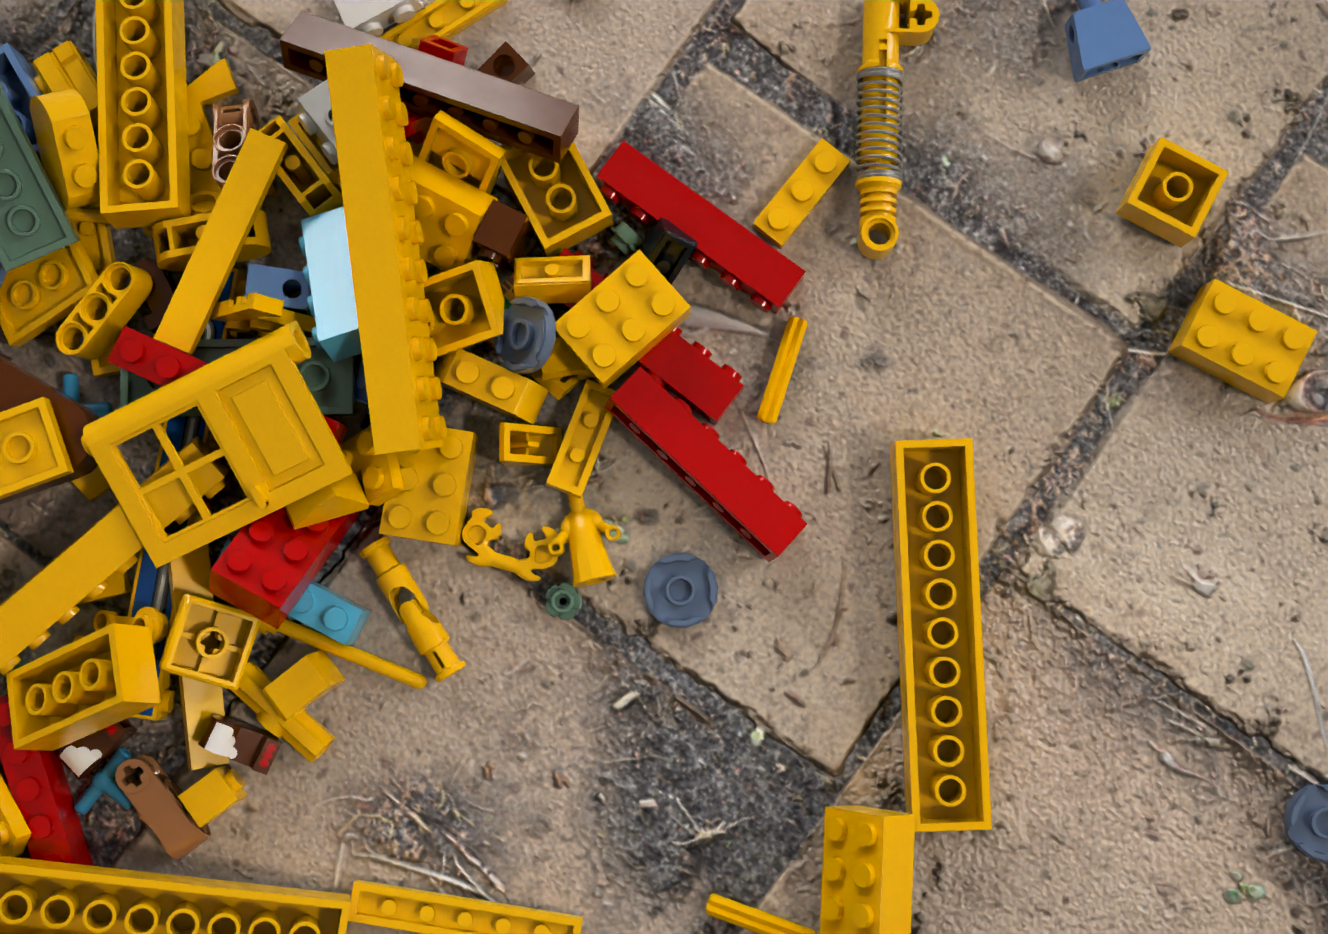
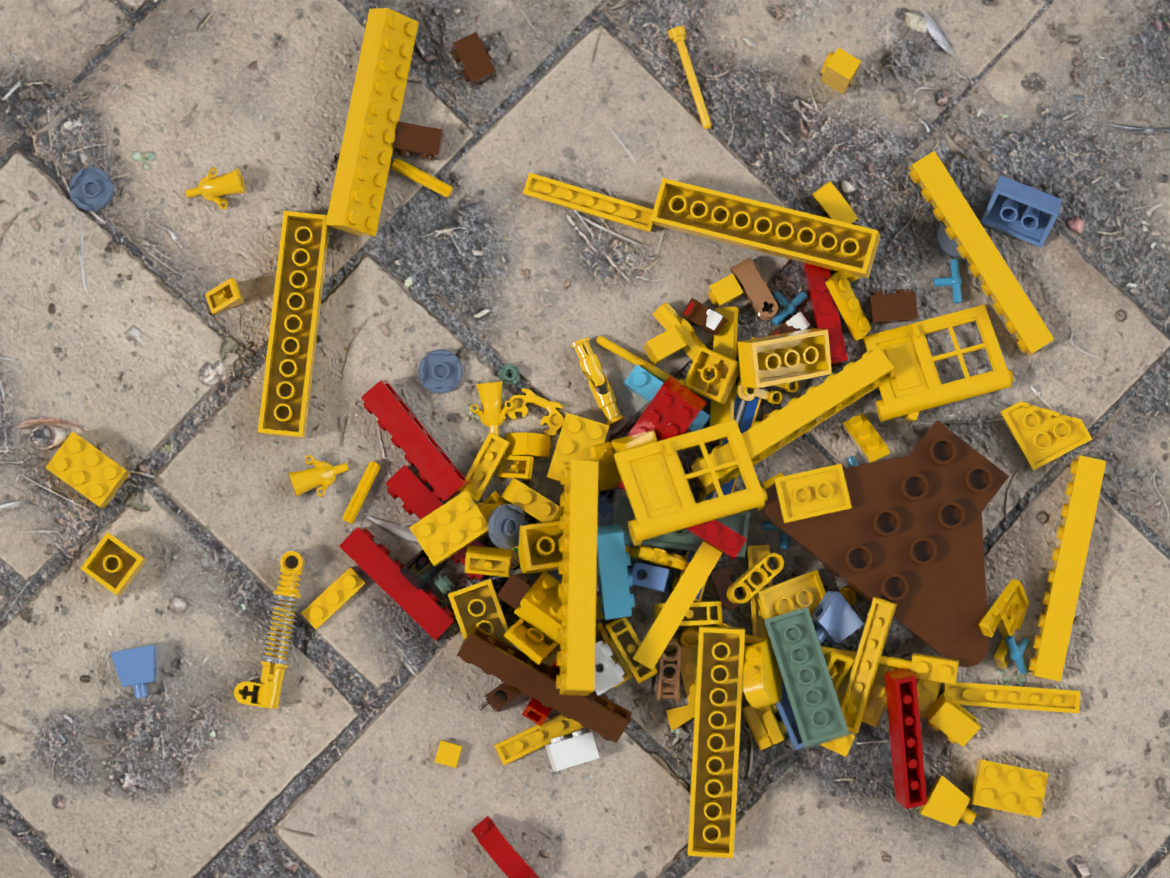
camera: 175 degrees left, 0 degrees up
(516, 486) = (528, 444): none -> yellow slope
(851, 388) = (321, 474): none -> yellow piece
(1063, 667) = (224, 296): none -> yellow slope
(1104, 860) = (214, 186): none -> yellow piece

